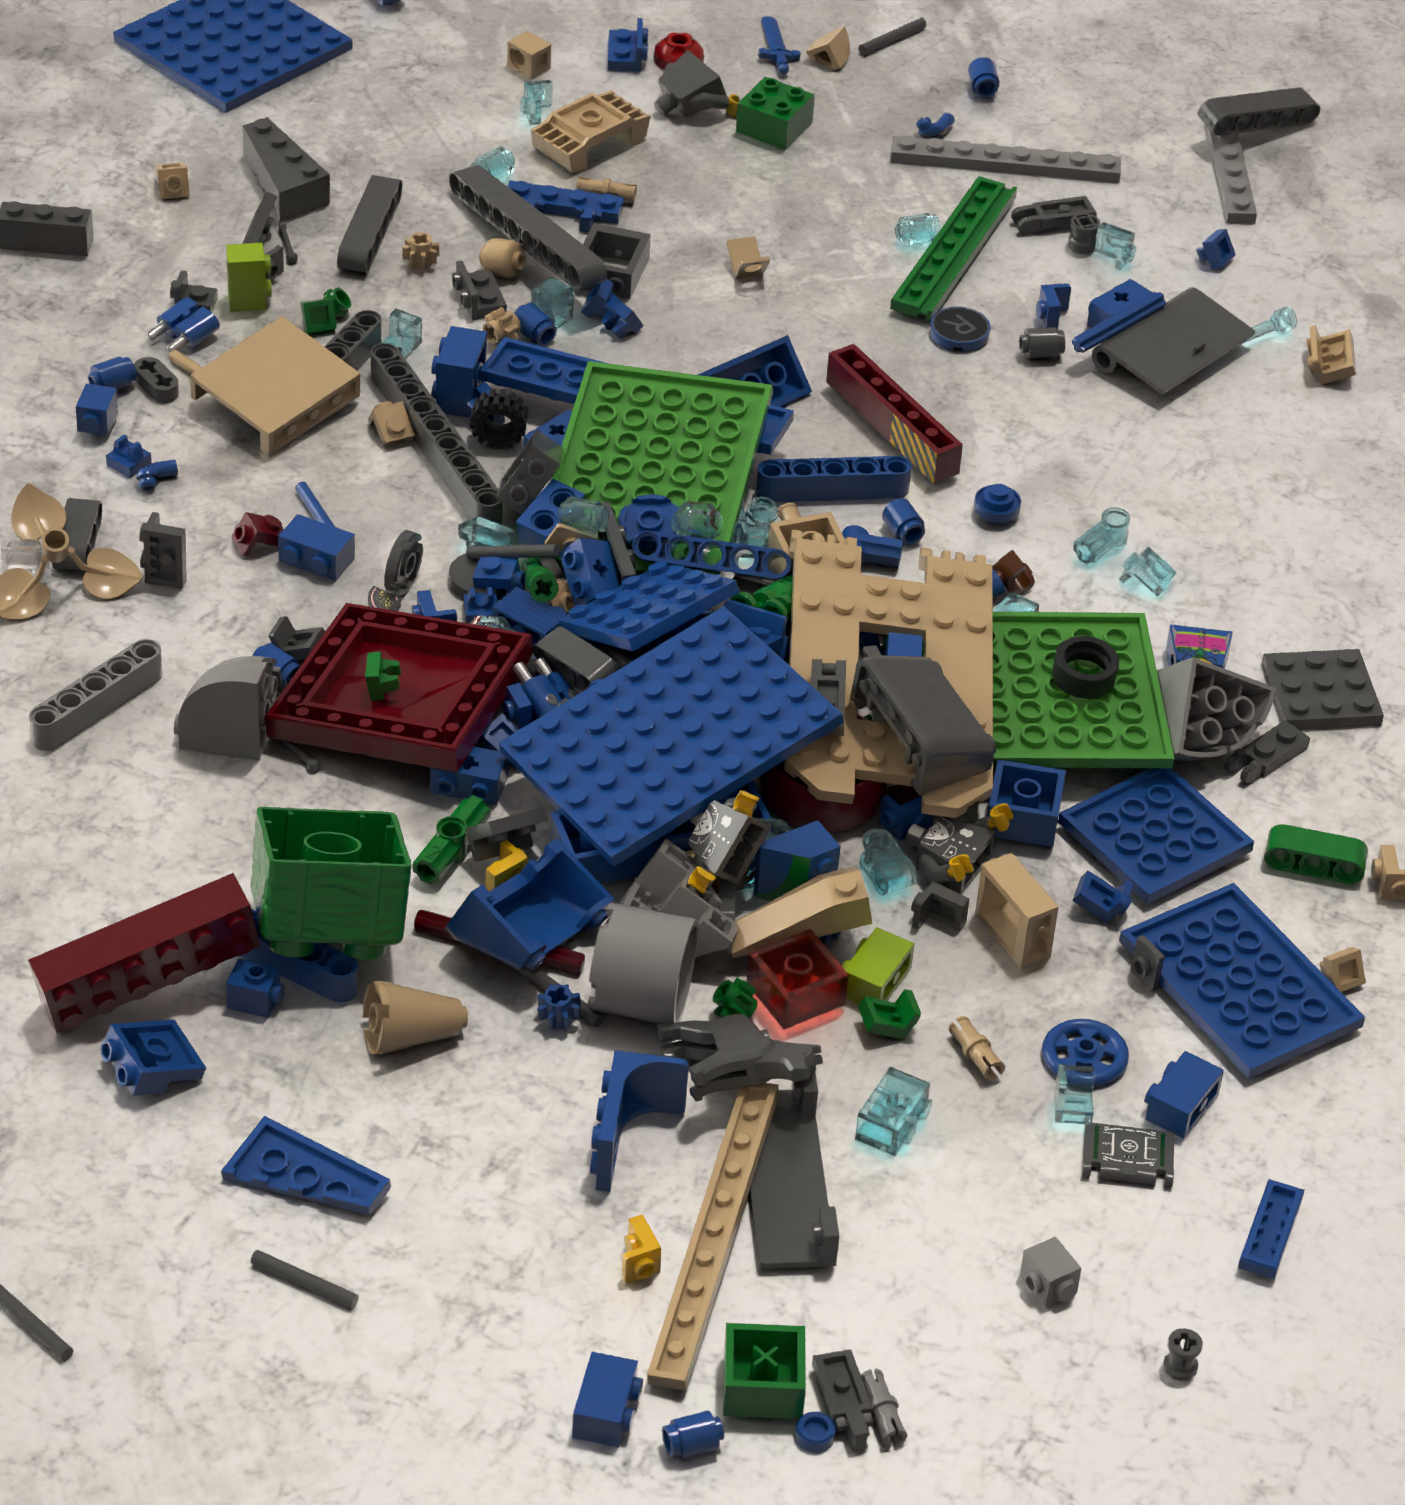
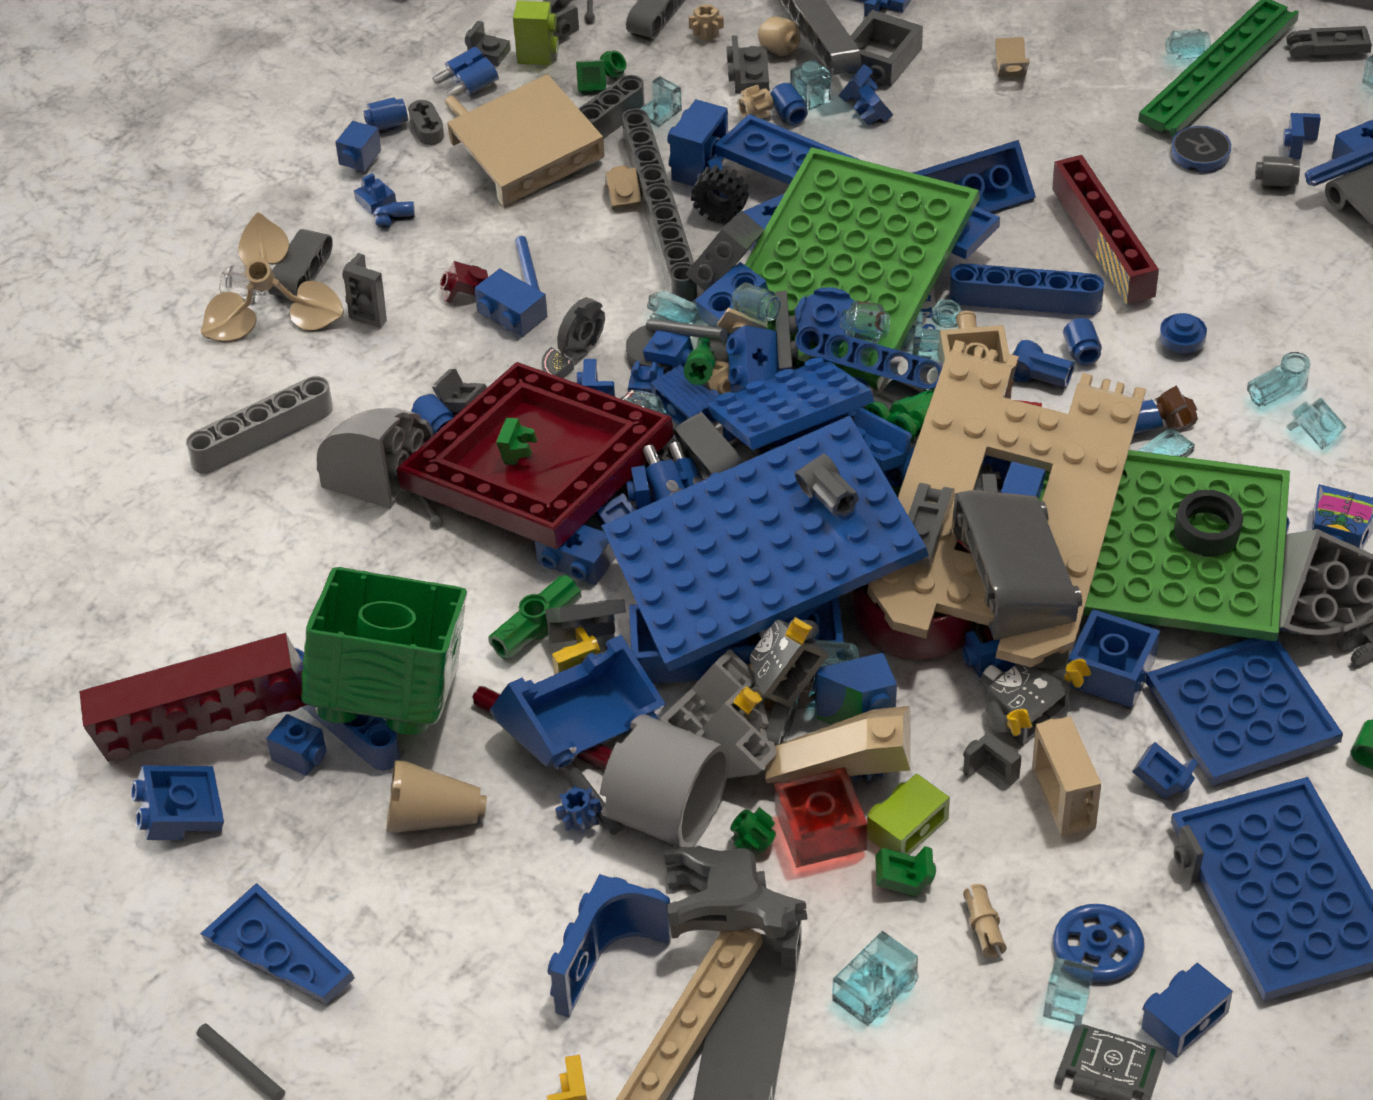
camera: 20 degrees right, 5 degrees up
(724, 666) = (823, 481): none -> dark grey piece
(886, 862) = (952, 701): clear light blue piece -> none
(1084, 232) = (1352, 63): dark grey wheel -> none

